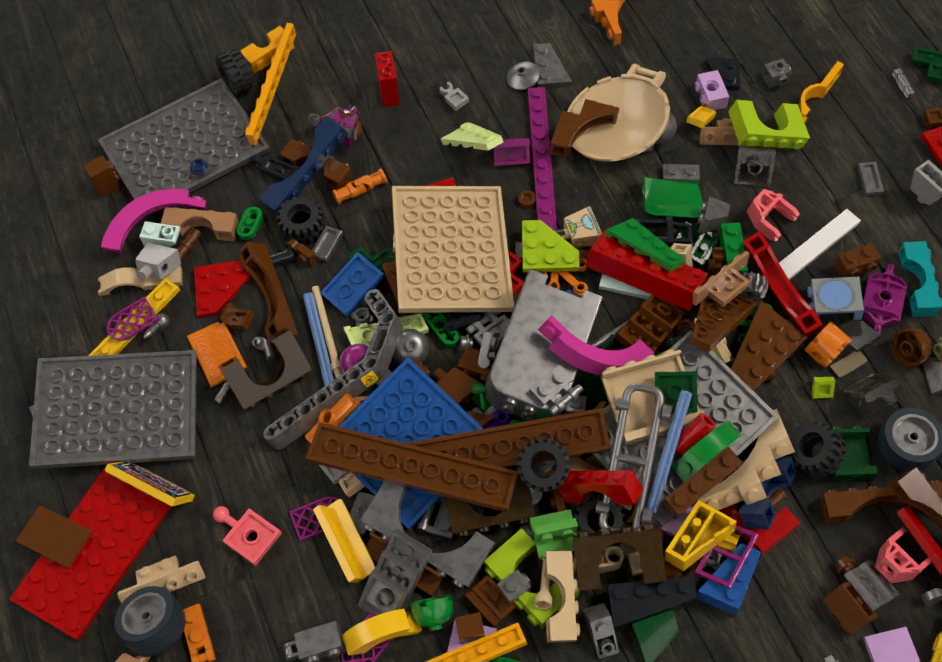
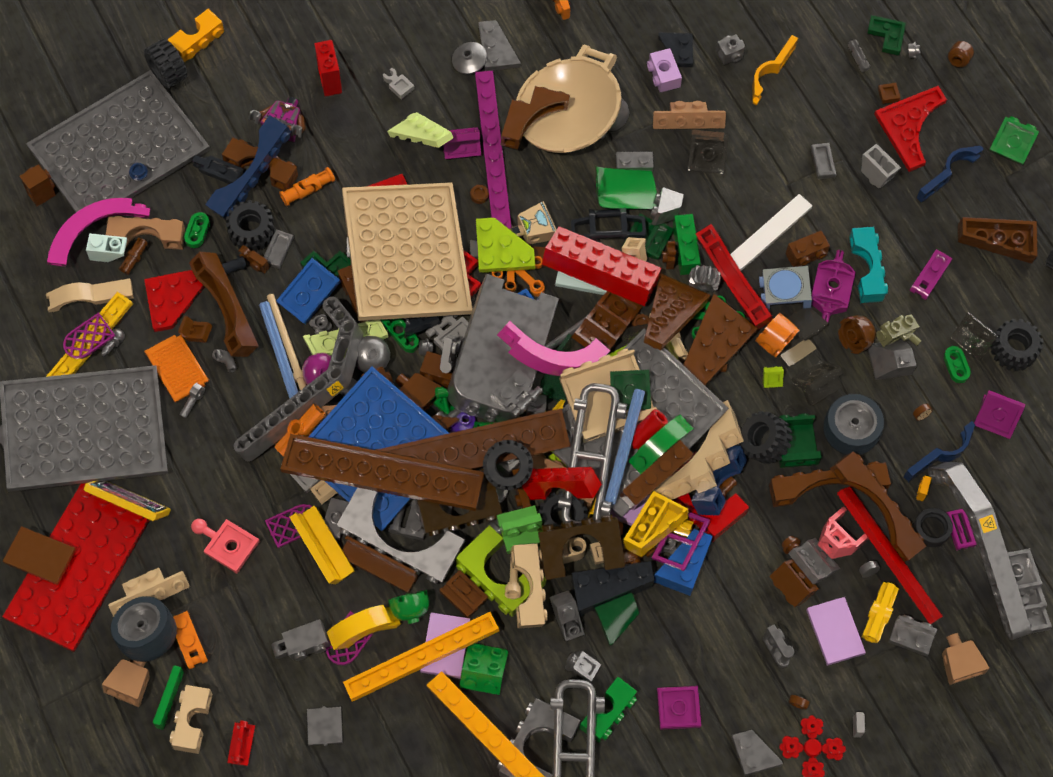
camera: 10 degrees left, 5 degrees up
(156, 261) = (106, 275): light grey torso -> none
(269, 88) = (206, 70): light orange plate -> none
(292, 366) = (255, 378): dark brown arch -> none
(395, 575) = (372, 574): flat silver slope -> none
(469, 627) = (445, 619): reddish brown panel -> none
(514, 586) = (485, 578): flat silver bracket -> none
(646, 243) = (599, 239): green wing -> none
(701, 116) = (654, 99): yellow tile -> none
(725, 284) = (678, 279): medium nougat bracket -> none
(753, 132) = (705, 118): lime arch -> none
(763, 205) = (716, 194): coral piece -> none

